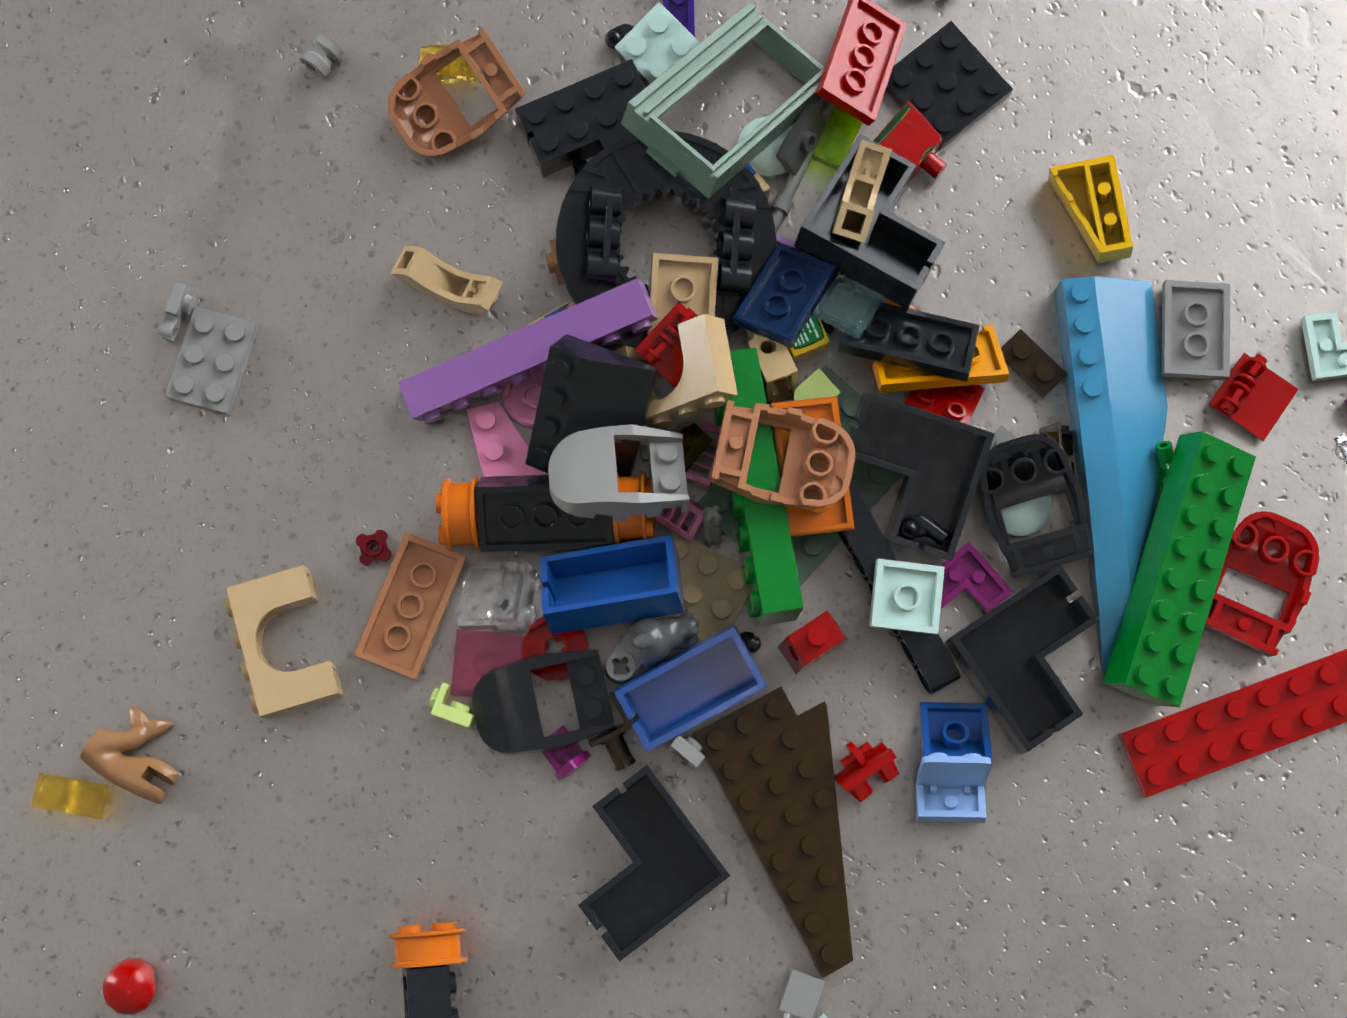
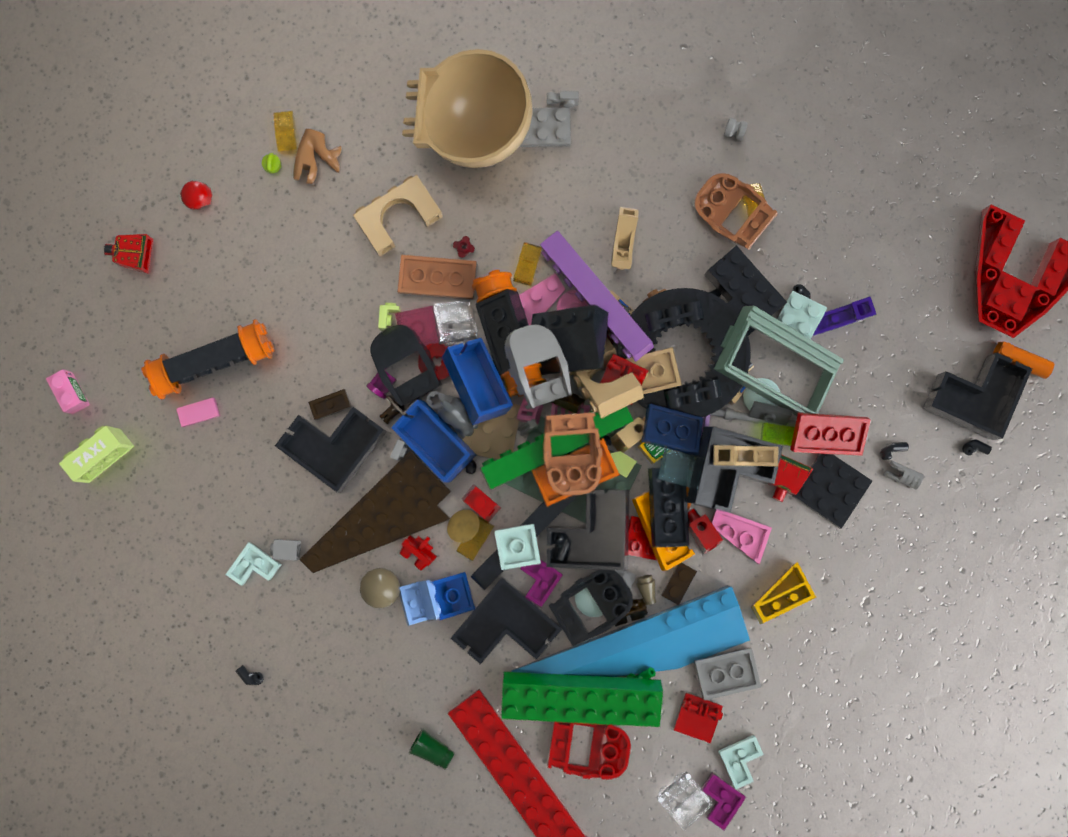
camera: 70 degrees right, 5 degrees up
(118, 836) = (271, 163): none -> lime tile
(149, 456) = (470, 108): none -> tan windscreen
(436, 451) = (527, 264): none -> clear yellow slope
(573, 850) = (329, 404): none -> dark brown plate
(844, 682) = (463, 526): none -> pearl gold sticker
(869, 669) = (471, 548): none -> clear yellow slope
(910, 850) = (379, 588): none -> dark tan piece
(972, 291) = (705, 539): none -> red torso
(979, 240) = (742, 533): none -> bright pink wing
(1026, 414) = (646, 586): none -> dark tan cone
(1200, 840) = (431, 750): none -> dark green plant

